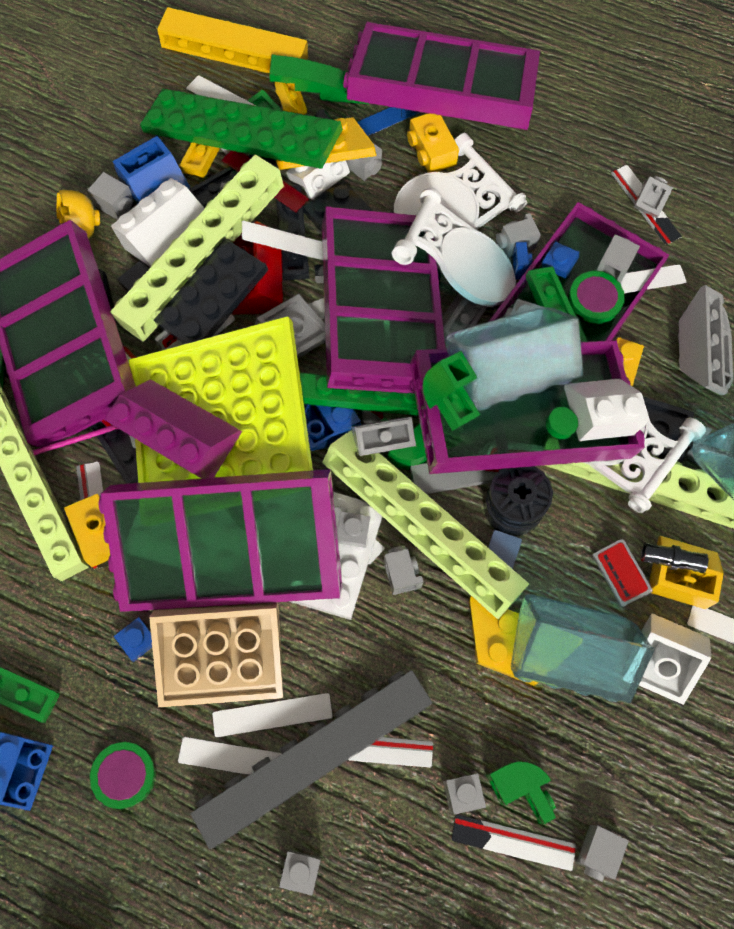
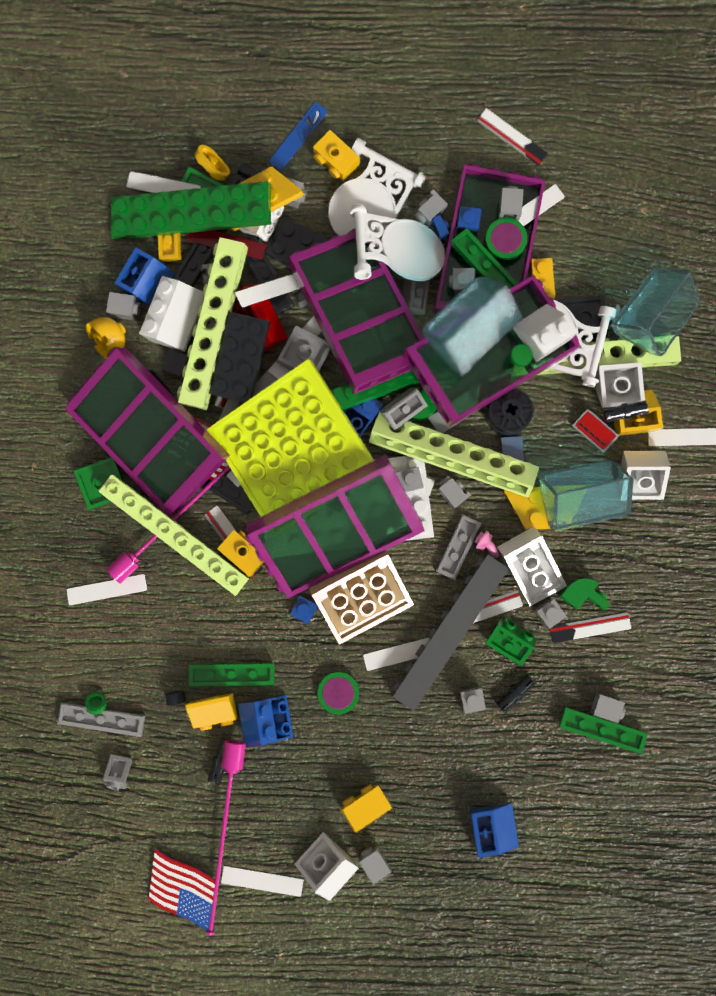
camera: 15 degrees left, 15 degrees up
(174, 427) = (266, 467): magenta slope -> none
(226, 40) = (144, 133): yellow brick -> none
(272, 715) = (411, 617): white sticker -> none
(310, 77) = (227, 138): green slope -> none
(367, 892) = (515, 693): none -> black pin
(377, 647) = (458, 547): none -> light grey tile
(394, 810) = (511, 641): none -> green bracket
(415, 652) = (484, 541): none -> bright pink plate
(443, 75) = (321, 95): window -> none
(445, 388) = (441, 372): green brick -> none
(466, 716) = (532, 566): none -> white slope
(602, 853) = (645, 611): light grey brick -> none
(653, 196) = (516, 131): light grey bracket -> none
(678, 521) = (620, 384): none -> white slope
(706, 342) = (595, 239): light grey wedge -> none

